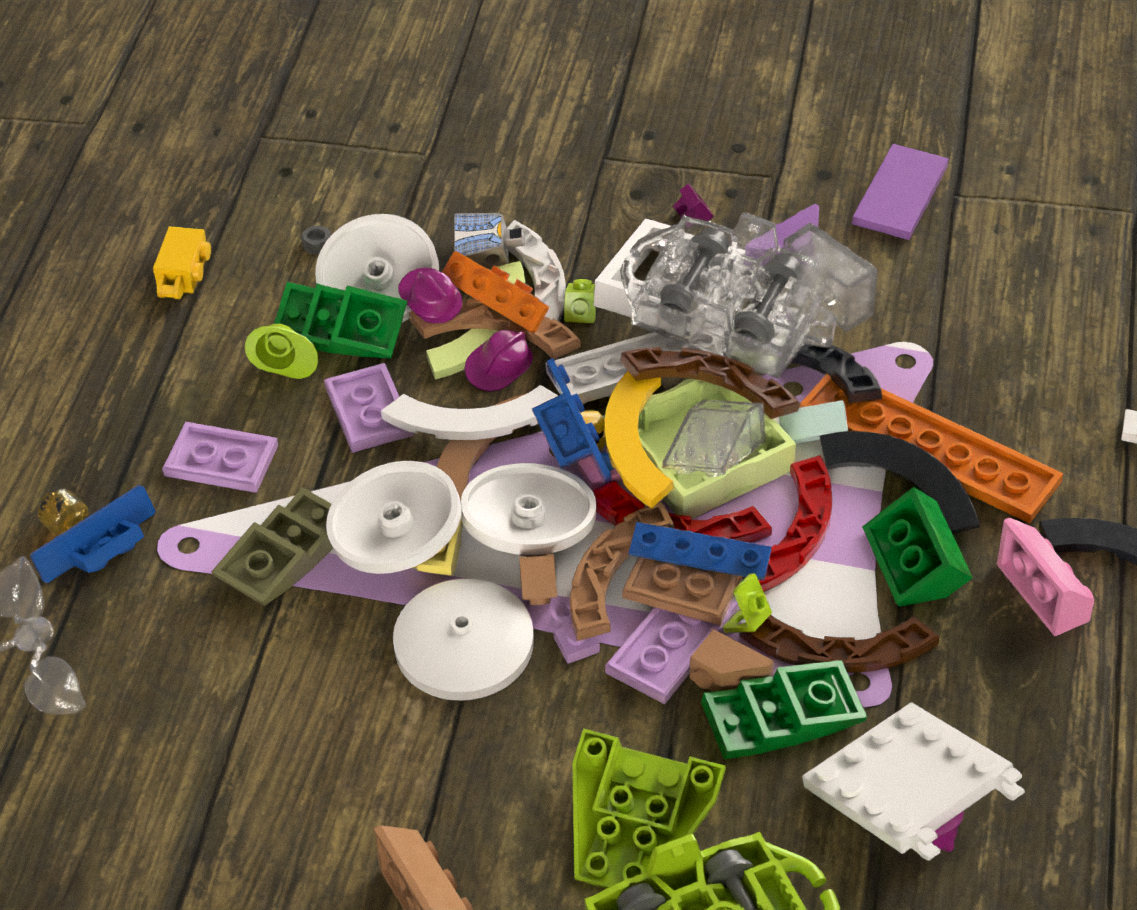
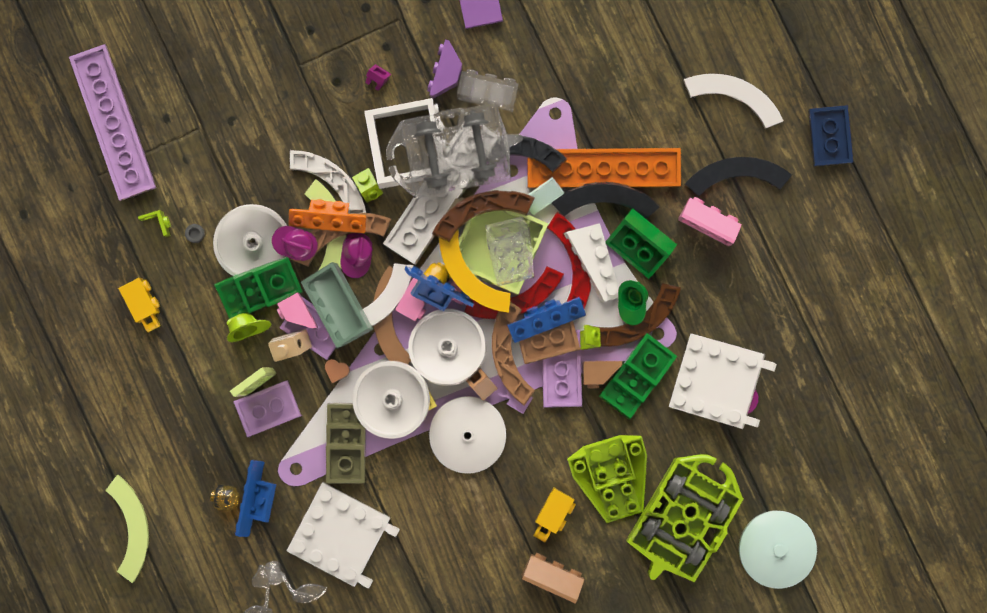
camera: 30 degrees left, 40 degrees up
(168, 654) = (340, 535): none -> white plate
(231, 380) = (253, 382): none -> yellowish green tile
(289, 204) = (164, 221): none -> lime bracket
(317, 389) = (287, 347): none -> tan torso
(326, 97) = (112, 122): none -> lavender plate
(351, 463) = (336, 370): none -> nougat tile
(362, 363) = (296, 311): none -> bright pink slope
(422, 383) = (336, 305): none -> sand green slope
(485, 238) = (290, 183): torso -> none
(500, 806) = (553, 513): none -> yellow brick
(521, 441) = (411, 306): none -> bright pink slope
(831, 533) = (595, 260): none -> white wing
(852, 604) = (632, 302): none -> green piece

